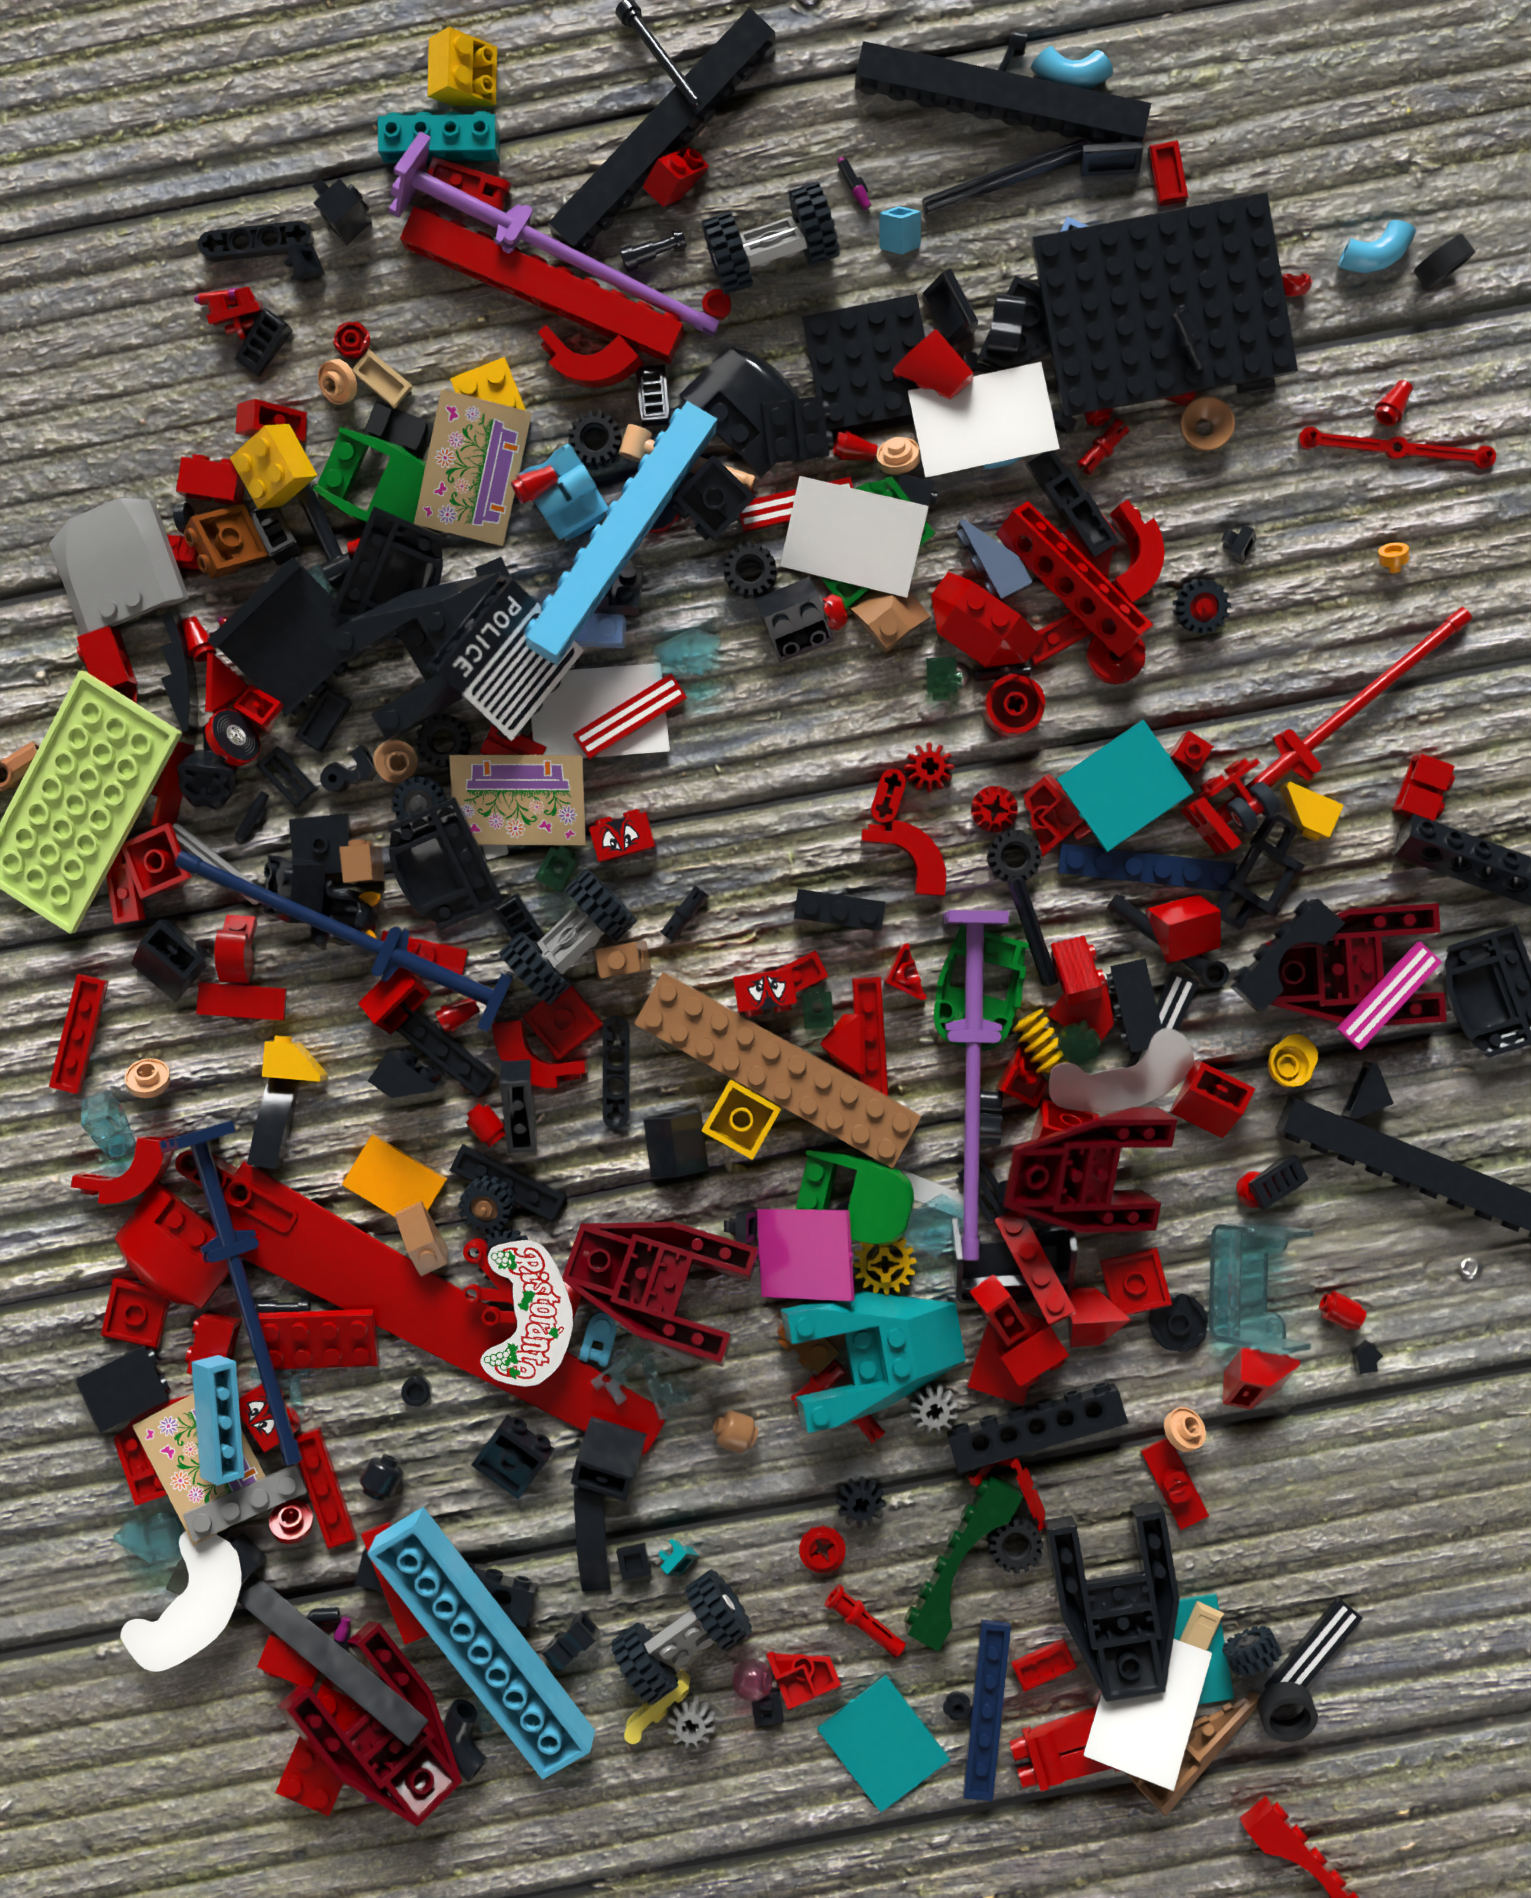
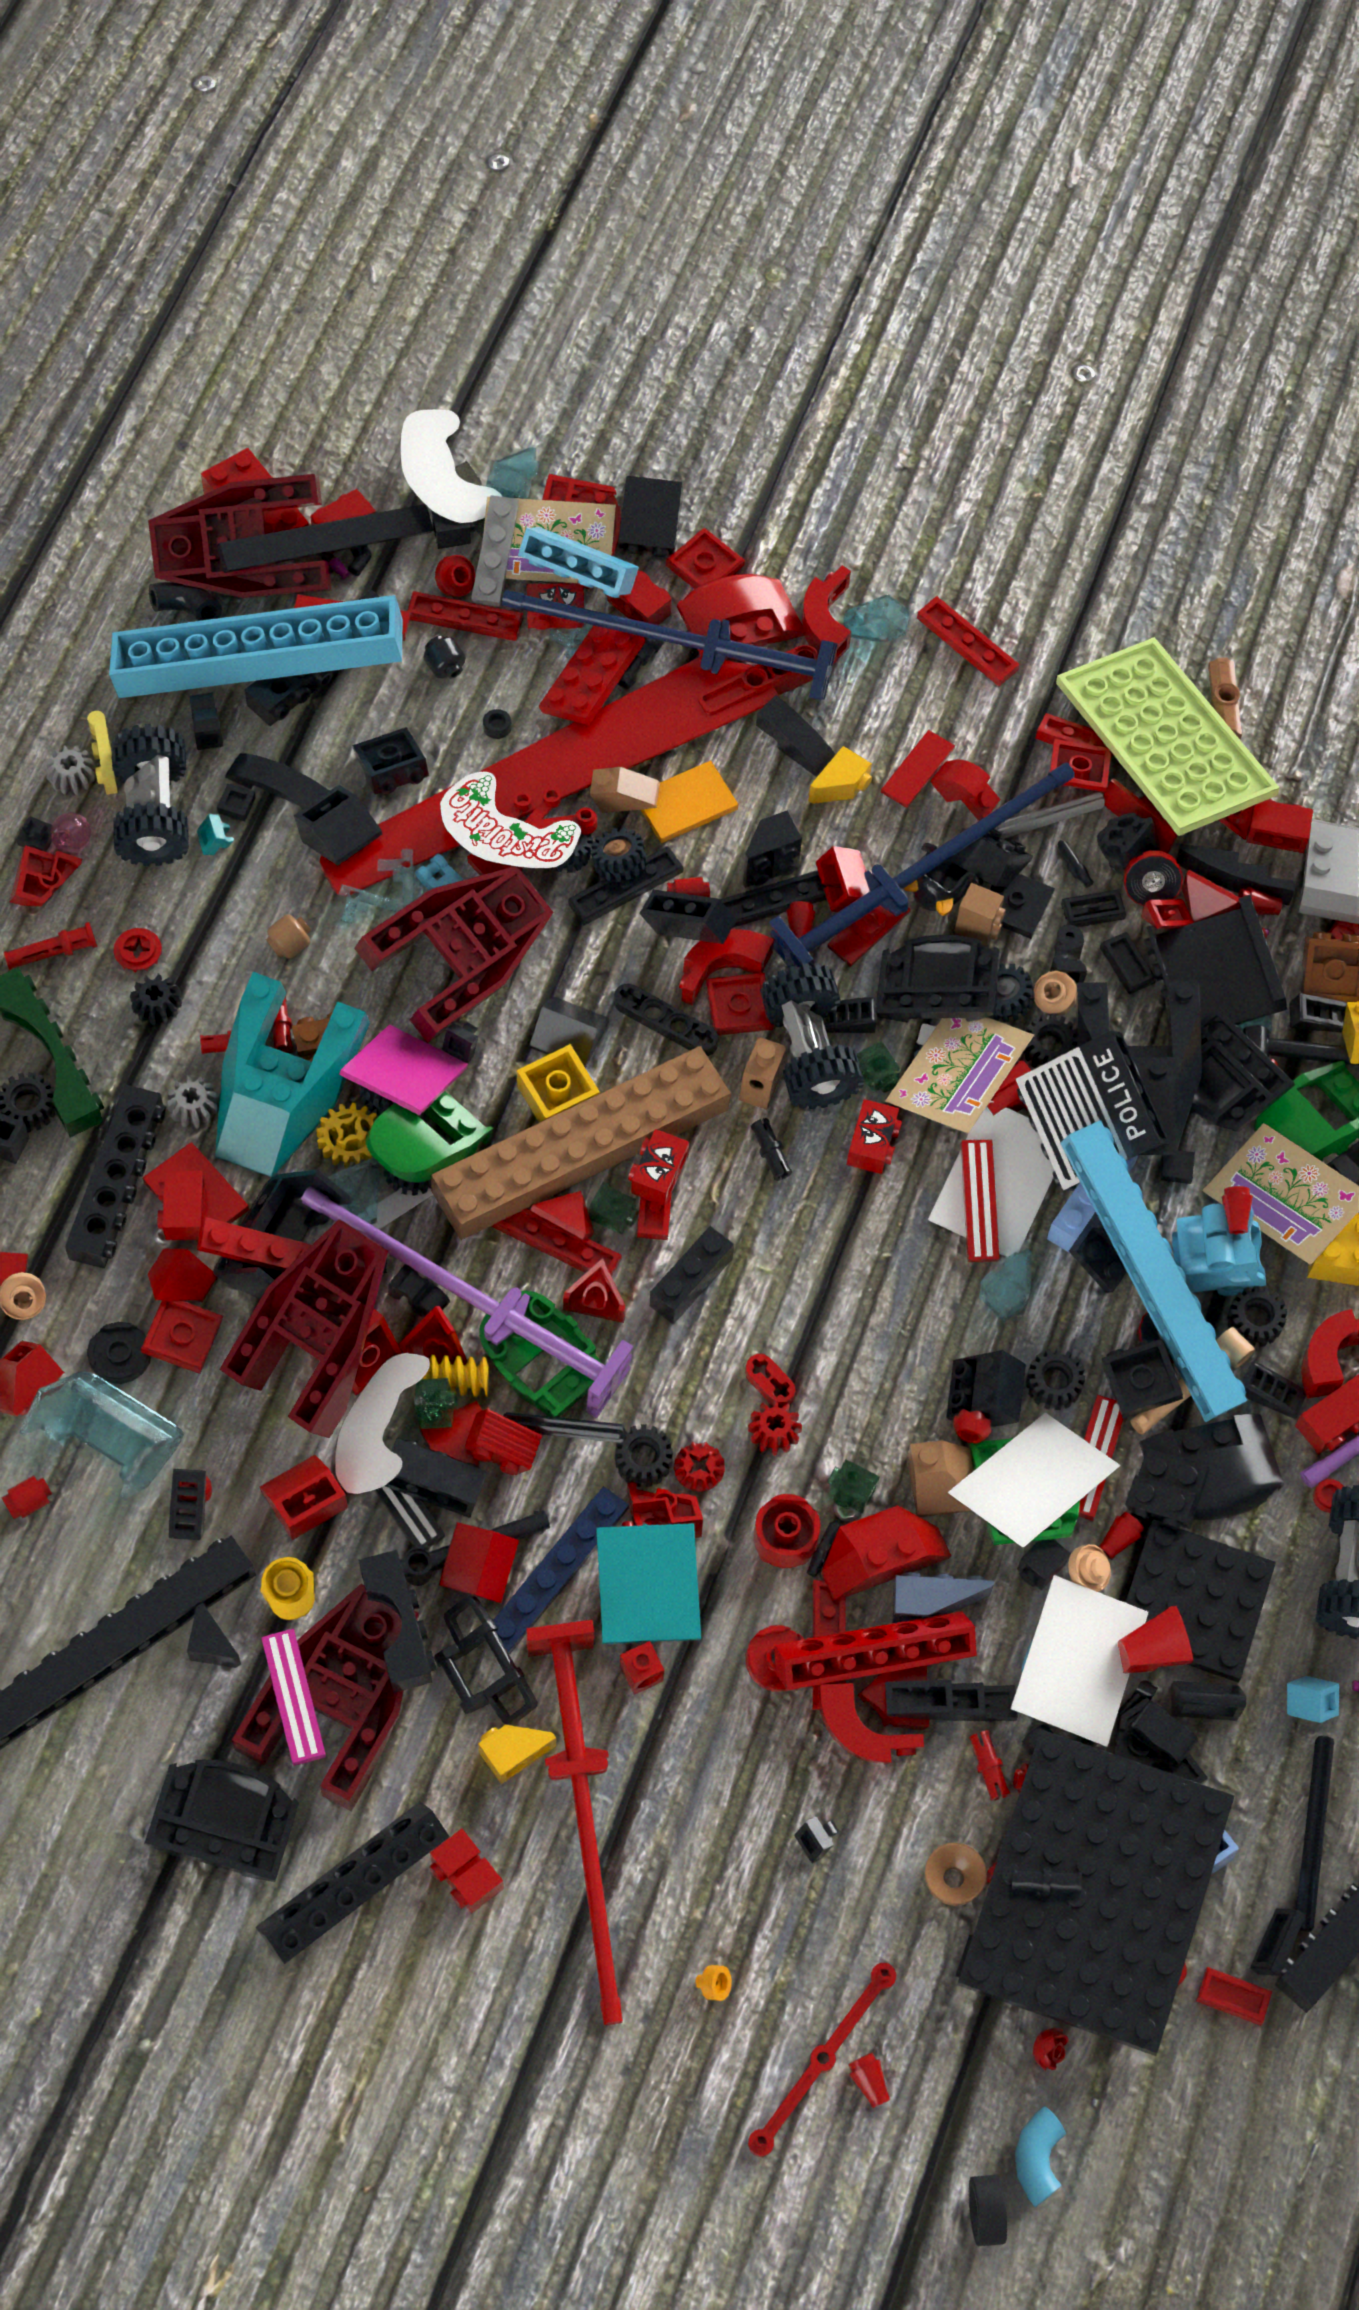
camera: 120 degrees right, 25 degrees down
(147, 1078) = (897, 667): light nougat plate -> none
(170, 958) = (990, 737): black slope -> none
(927, 859) = (701, 1376): red arch -> none
(1000, 1310) = (243, 1192): red brick -> none
(1025, 1483) = (74, 1136): red piece -> none
(1201, 606) = (777, 1763): black wheel -> none
(1247, 804) = (560, 1678): plate -> none

